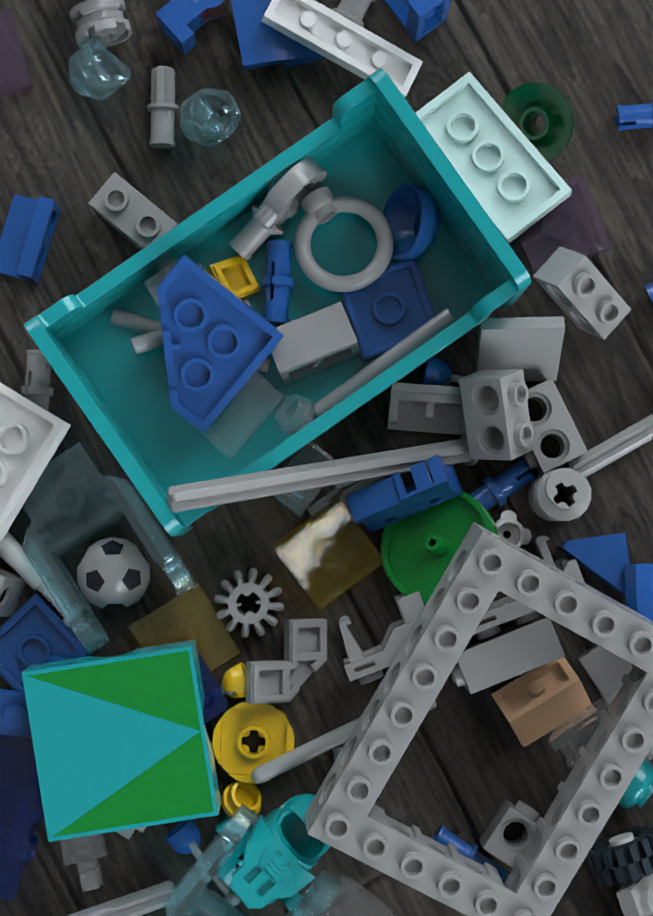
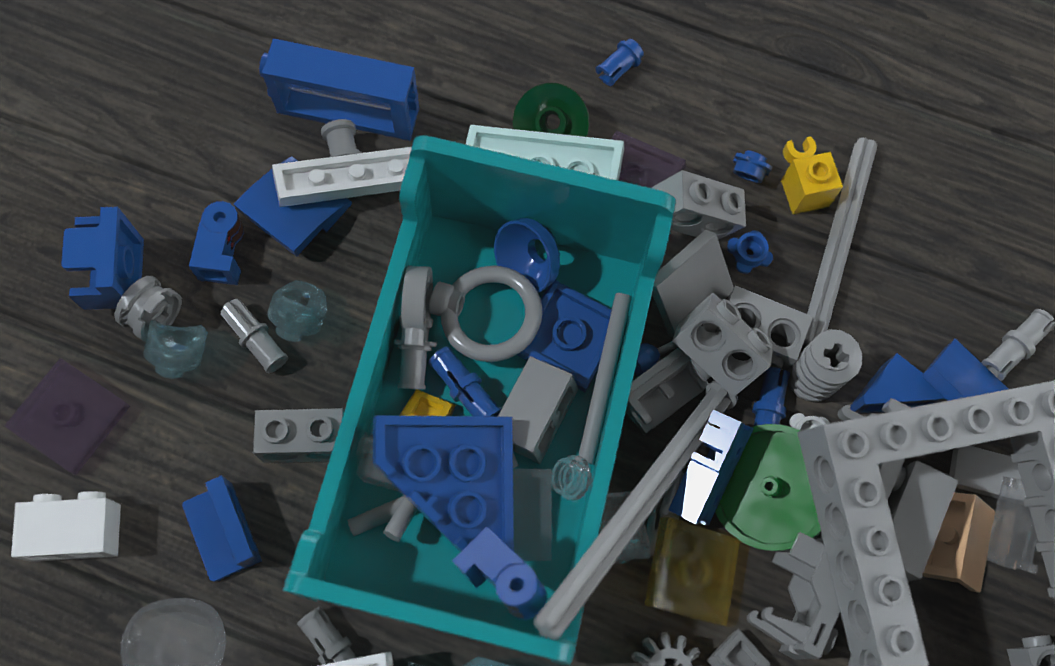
camera: 45 degrees left, 15 degrees down
(182, 449) = (514, 580): none -> blue leg
(607, 357) = (757, 243): none -> blue plate

